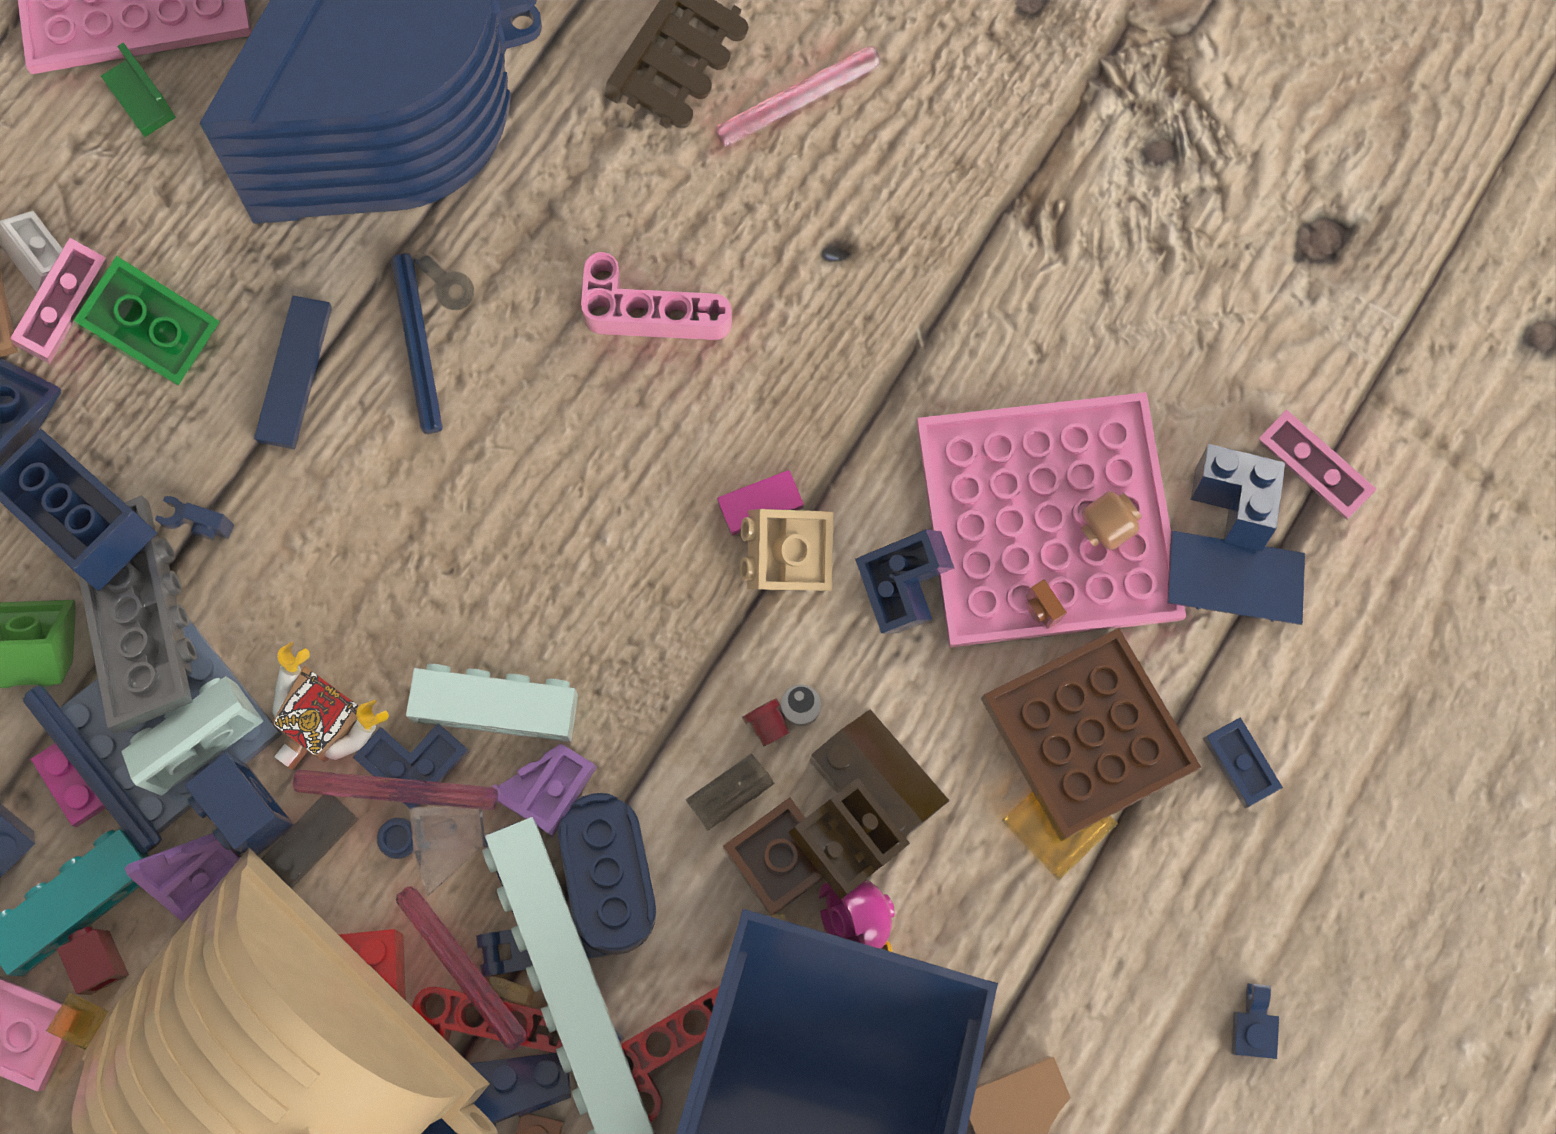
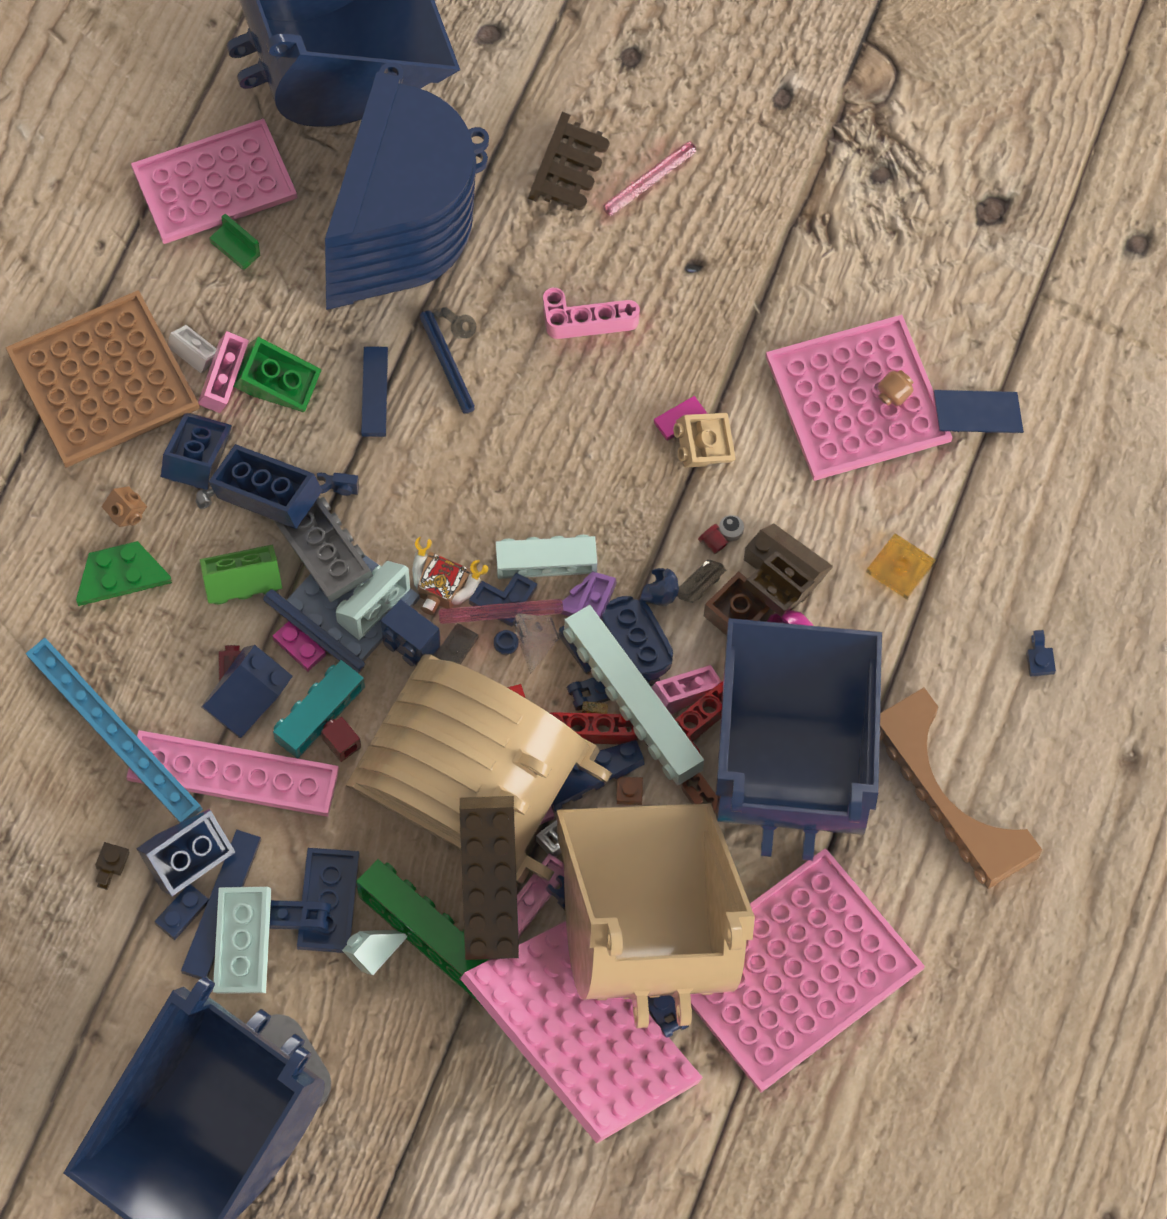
camera: 10 degrees left, 10 degrees down
(77, 1021) = (342, 770): clear yellow slope -> none
(183, 874) = (385, 680): medium lavender wing -> none
(461, 968) = (564, 699): clear pink axle -> none
(662, 797) = (663, 589): none -> dark blue hair
(662, 979) = (685, 688): none -> bright pink slope
(894, 579) = (772, 441): dark blue brick -> none
(1044, 604) = (866, 441): dark orange plate -> none
(1090, 734) = (908, 510): reddish brown plate -> none
(1242, 763) = (1003, 513): dark blue plate -> none
(1246, 487) = (970, 357): brick -> none
(1317, 464) = (1013, 337): bright pink brick -> none

